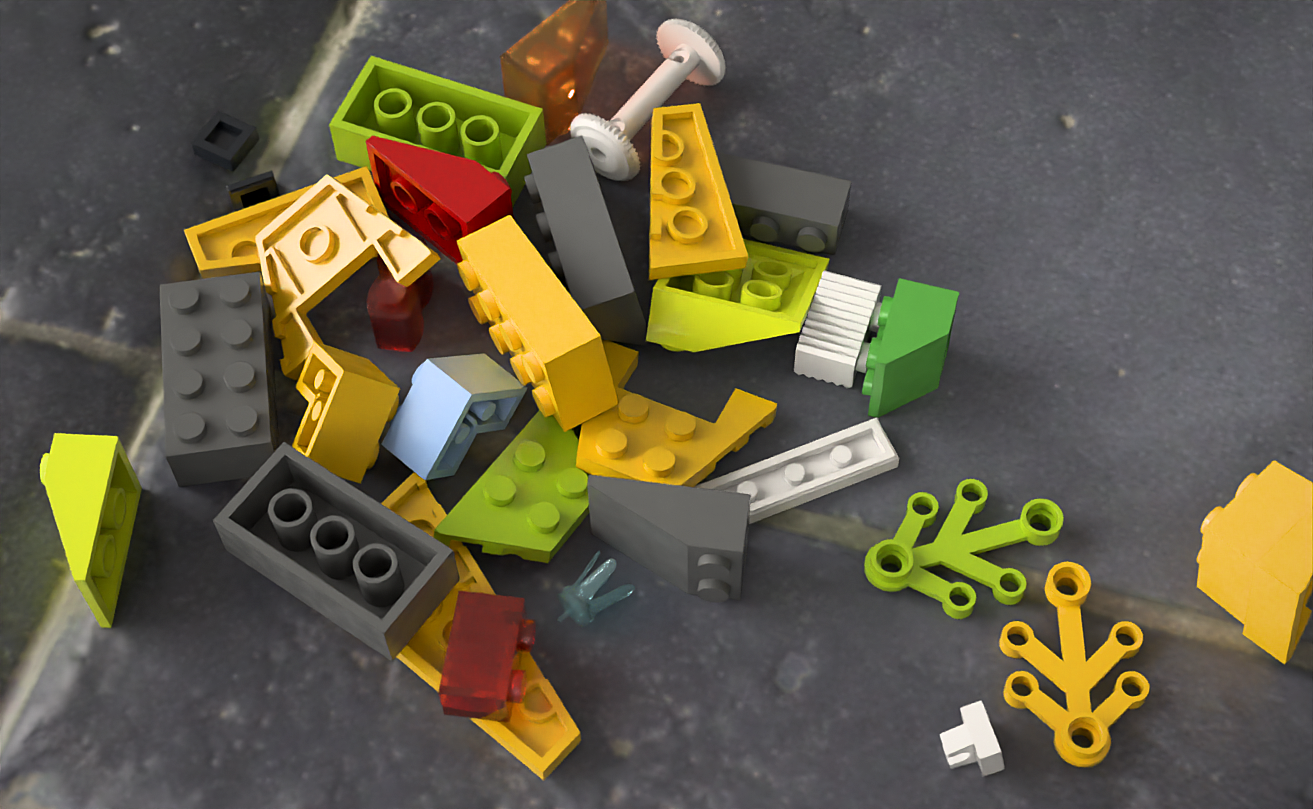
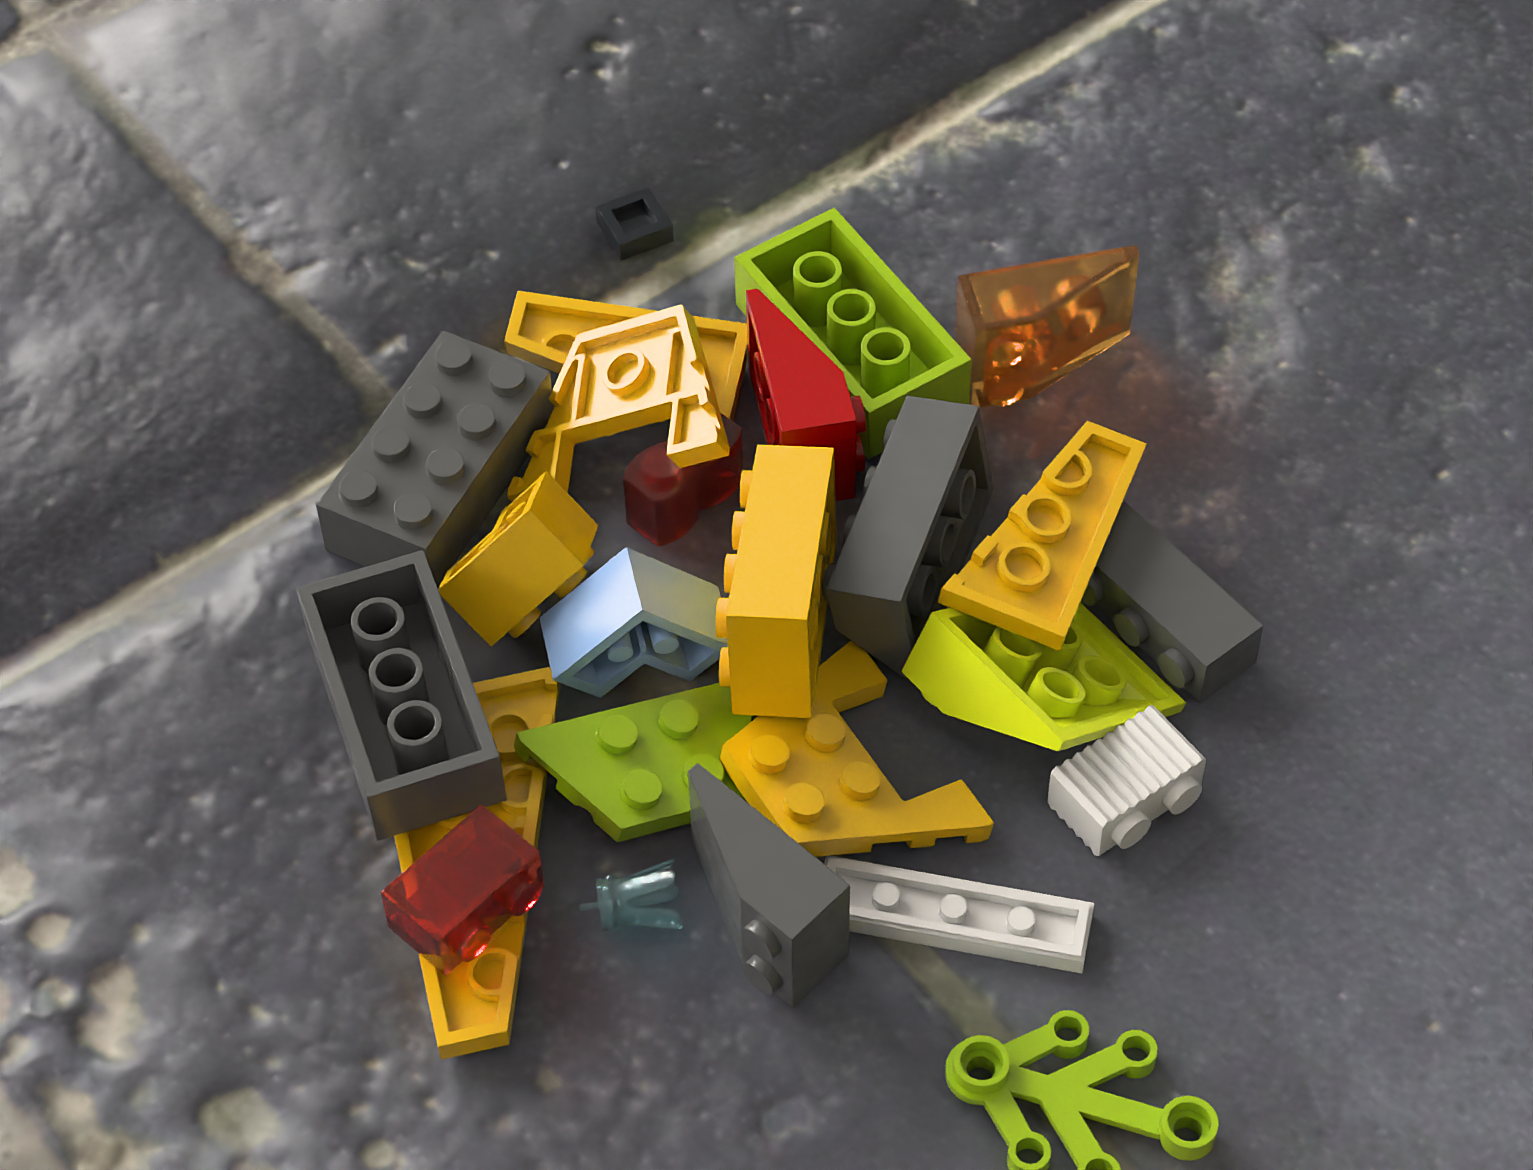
camera: 35 degrees right, 5 degrees down
(95, 512) = (205, 528): neon yellow slope -> none
(252, 191) = (620, 288): black slope -> none
(688, 55) = (1193, 389): white hose -> none
(909, 345) = (1179, 843): bright green slope -> none

